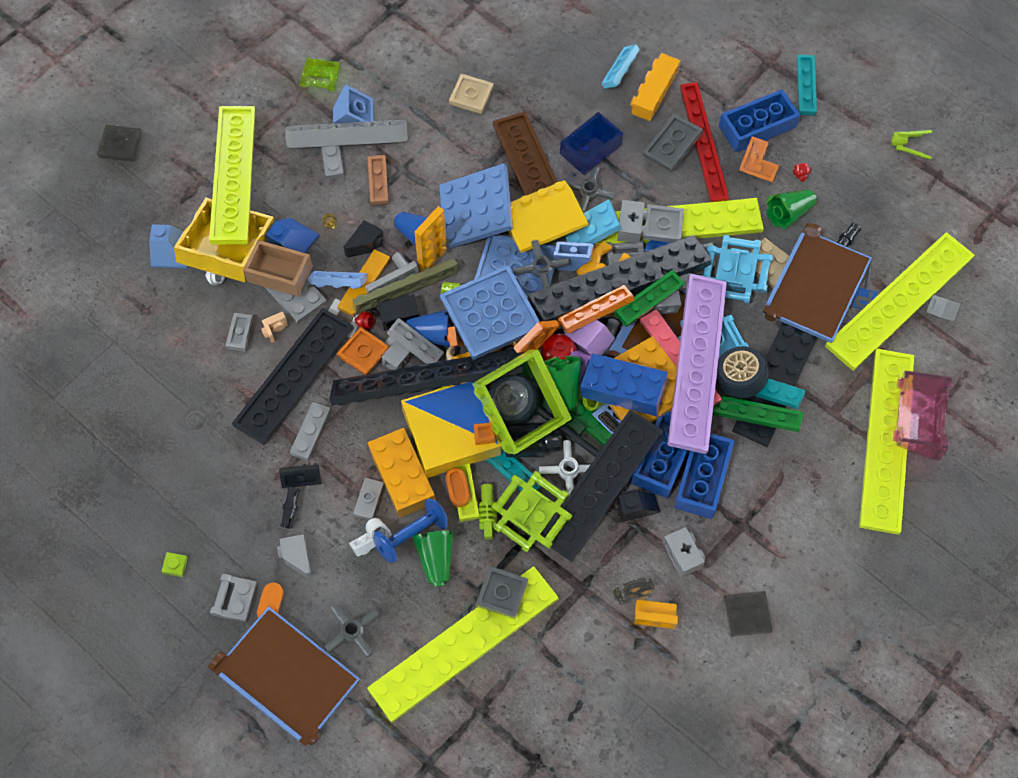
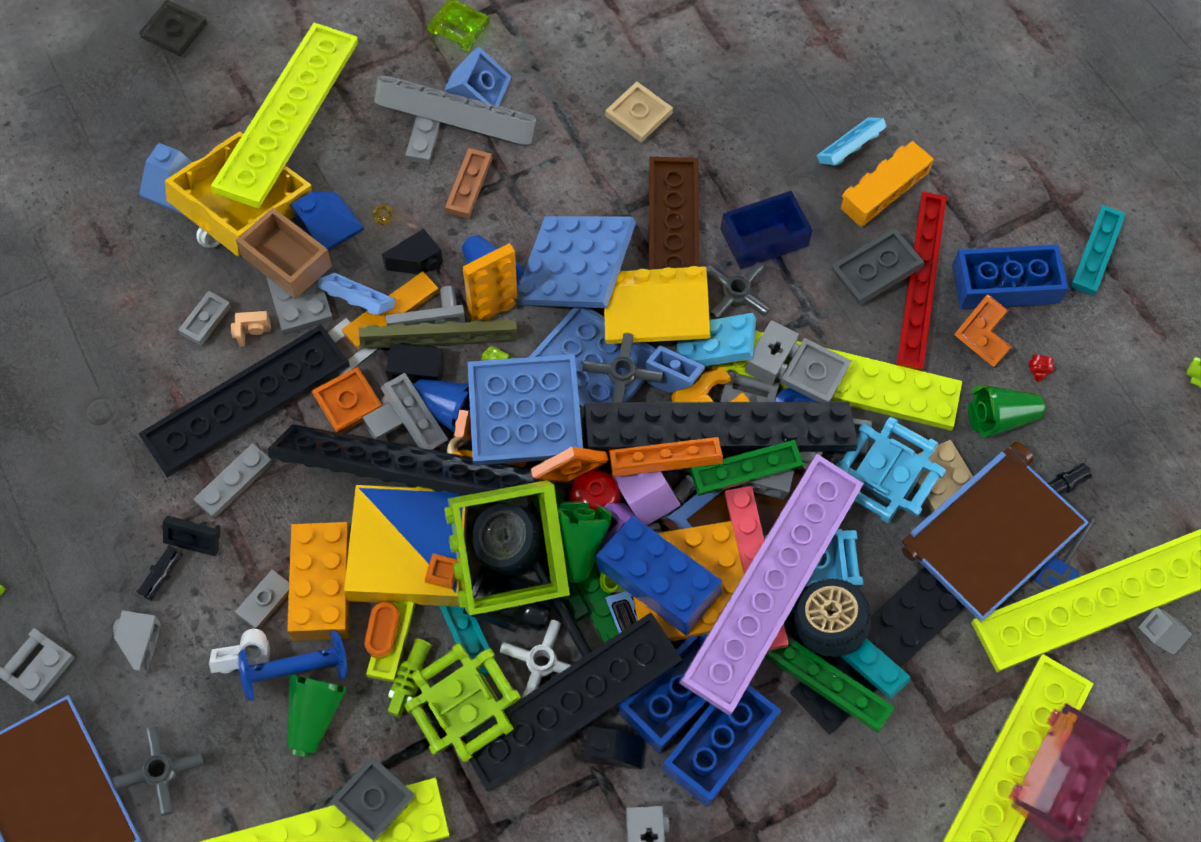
camera: 20 degrees right, 0 degrees up
(272, 597) = (80, 685): orange tile -> none
(365, 320) = (368, 361): red plate -> none

